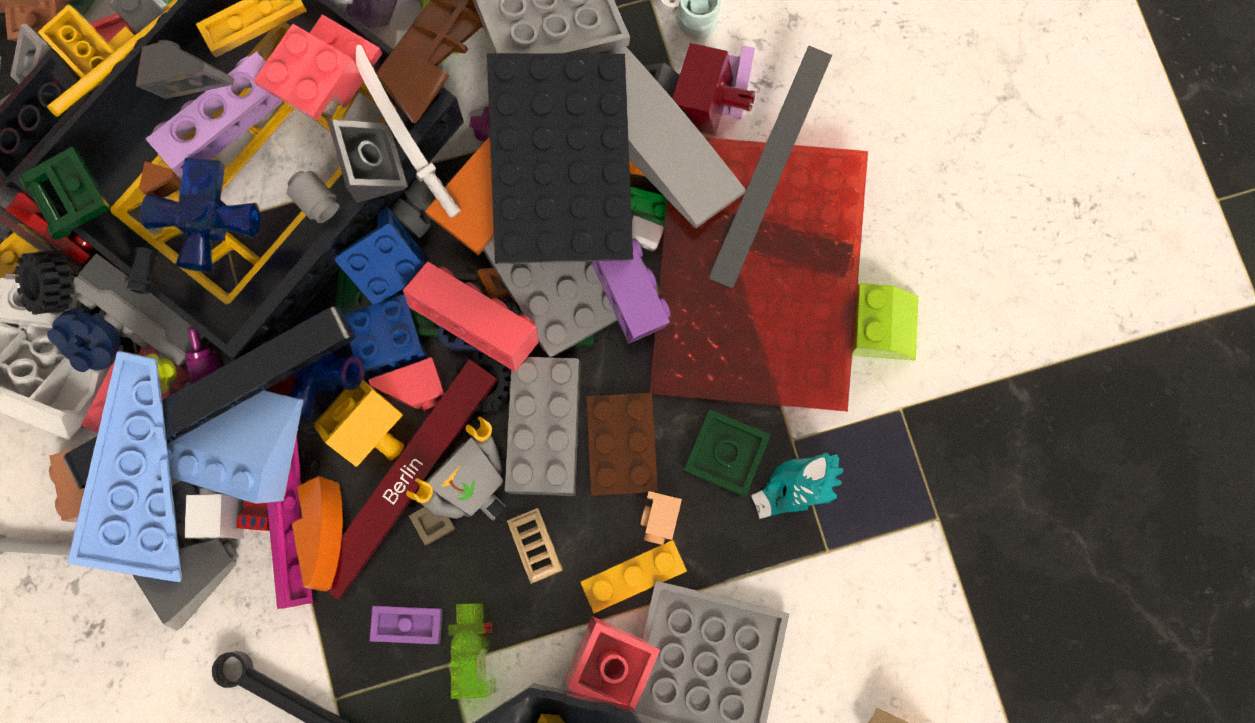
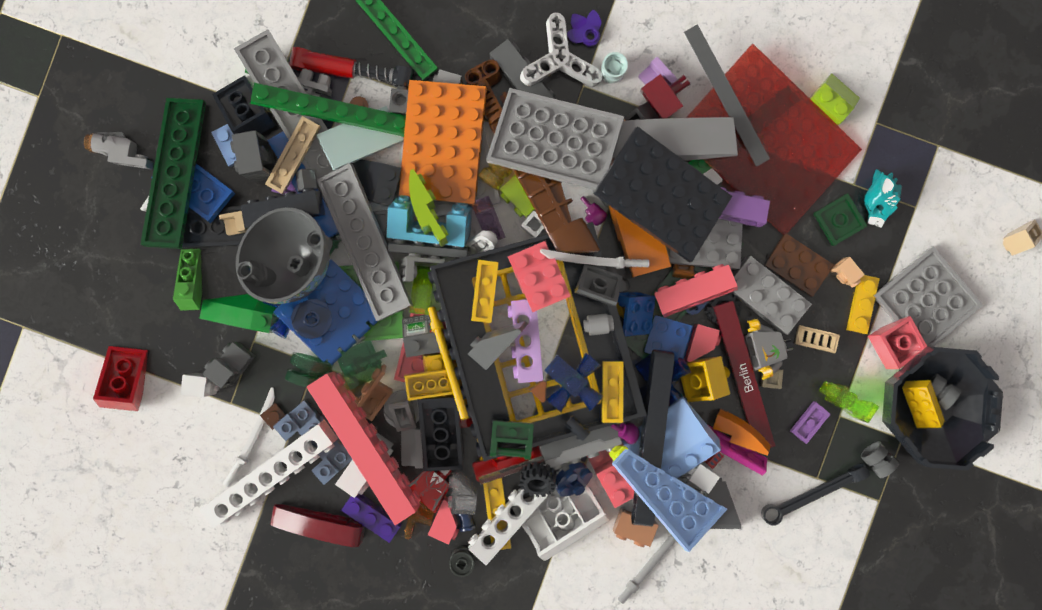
camera: 60 degrees left, 10 degrees up
(229, 284) = (612, 391): none -> yellow plate

